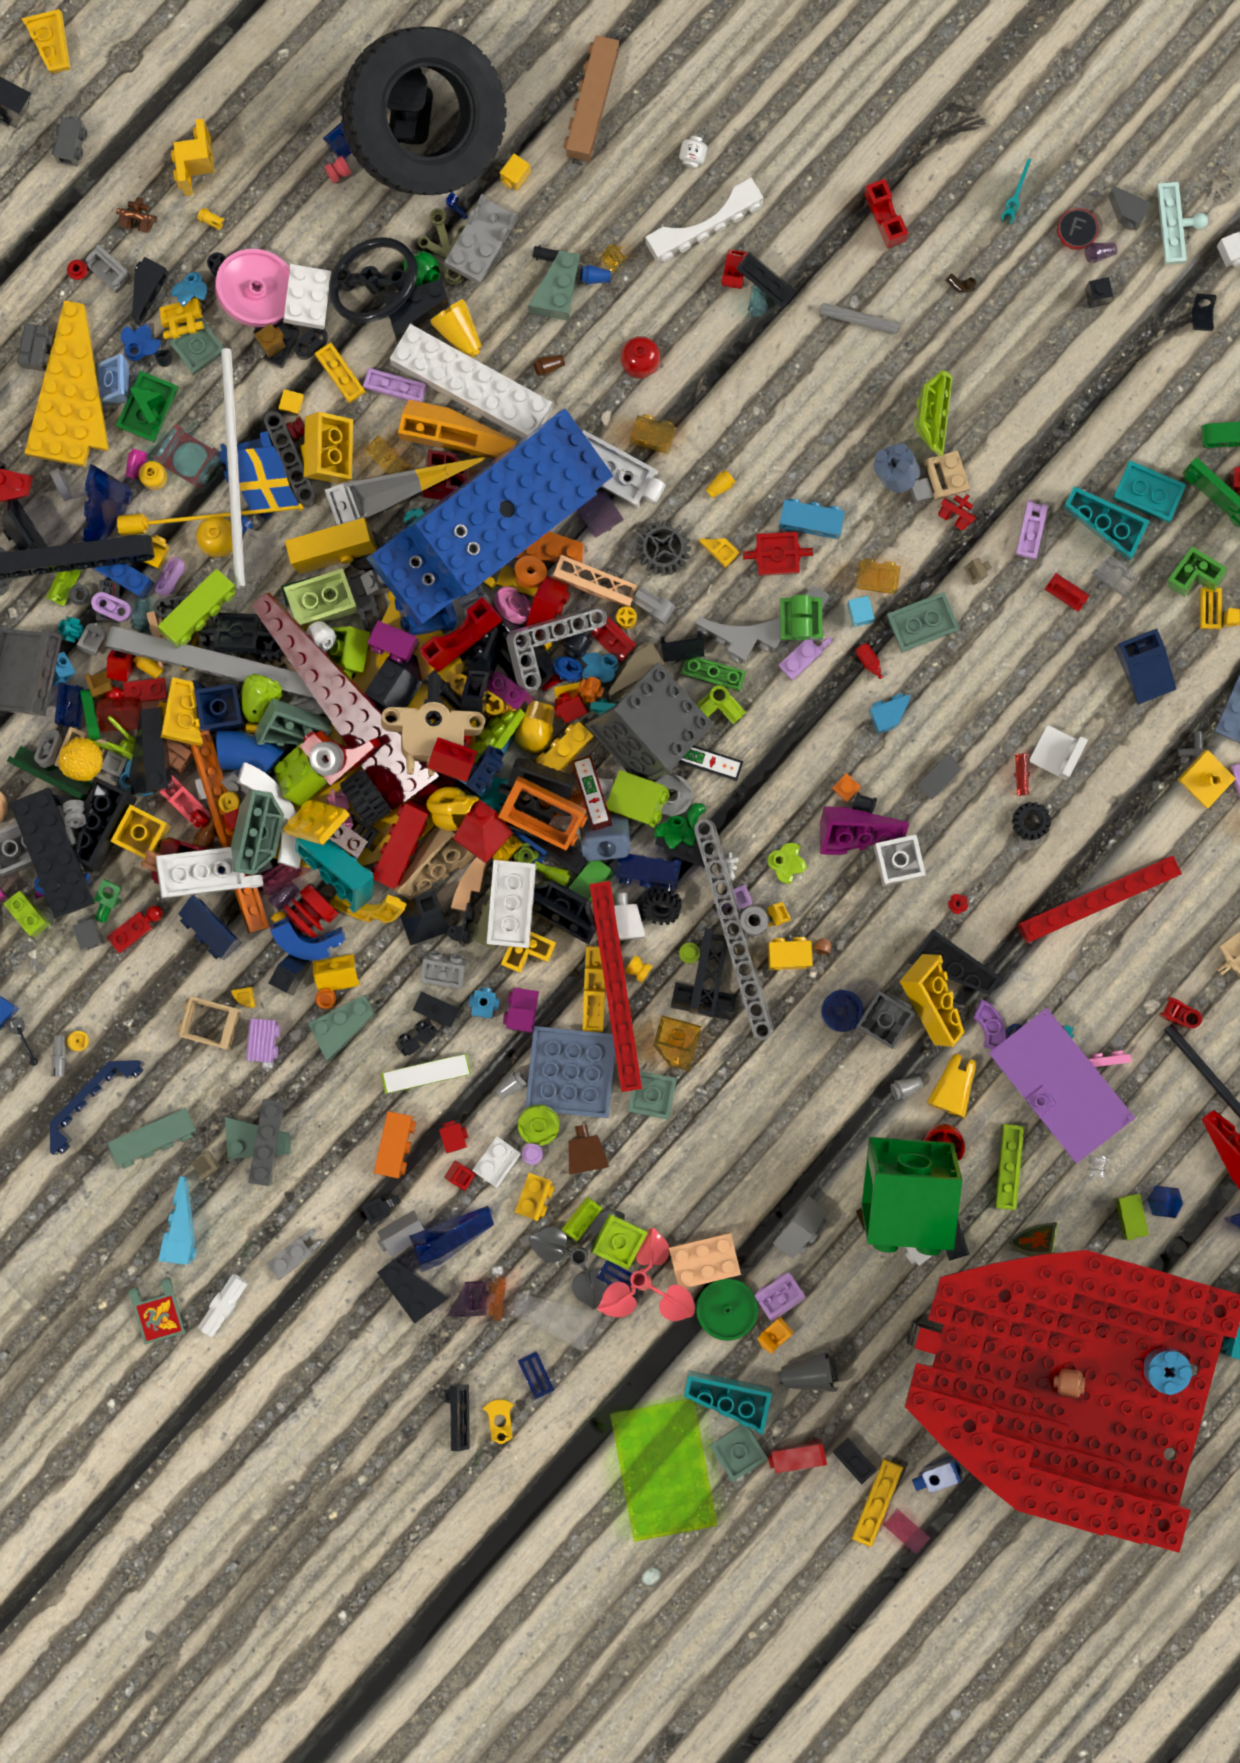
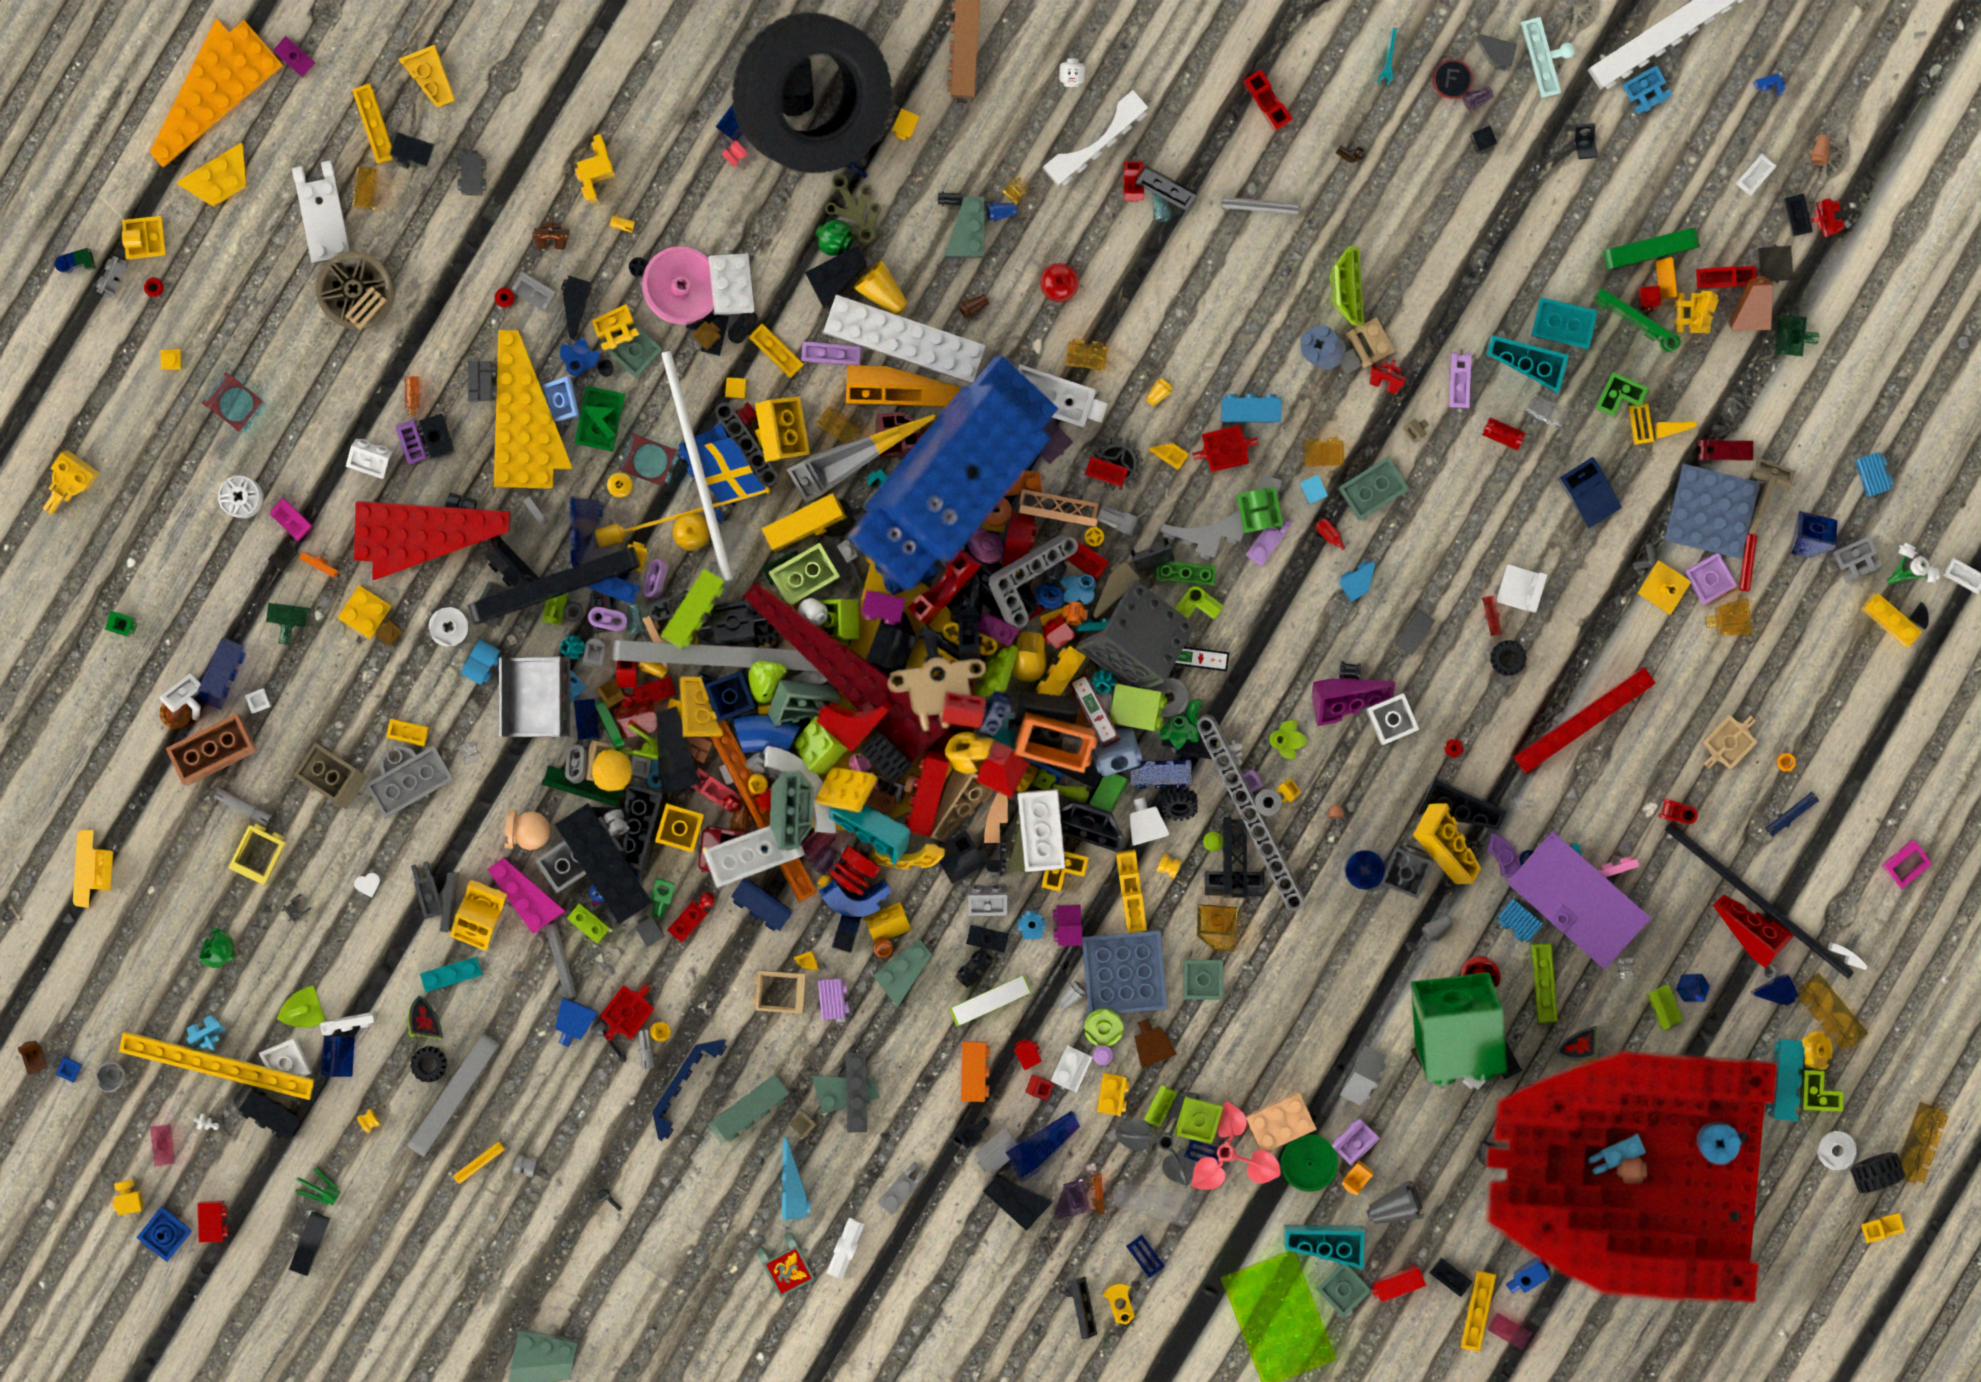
camera: 15 degrees left, 5 degrees up
(47, 1014) = (627, 1012): none -> red plate
(134, 462) = (600, 475): dark pink cone -> none
(150, 861) = (697, 853): nougat wheel -> none
(190, 287) = (616, 299): dark azure plate -> none
(318, 761) = (848, 721): light grey piece -> none
(372, 280) = (792, 258): black piece -> none
(383, 833) = (909, 786): none -> nougat tile
(481, 240) = (886, 197): light grey hinge -> none
(607, 766) = (1103, 681): none -> teal gear
(615, 986) = (1151, 887): red plate -> none
(650, 551) = (1106, 471): none -> red plate
(789, 955) = (1306, 827): yellow brick -> none
(846, 787) = (1330, 658): orange plate -> none
(953, 1087) = (1480, 919): yellow piece -> none
(994, 1096) = (1519, 920): none -> dark azure brick
(1054, 1361) = (1614, 1154): none -> medium azure hinge

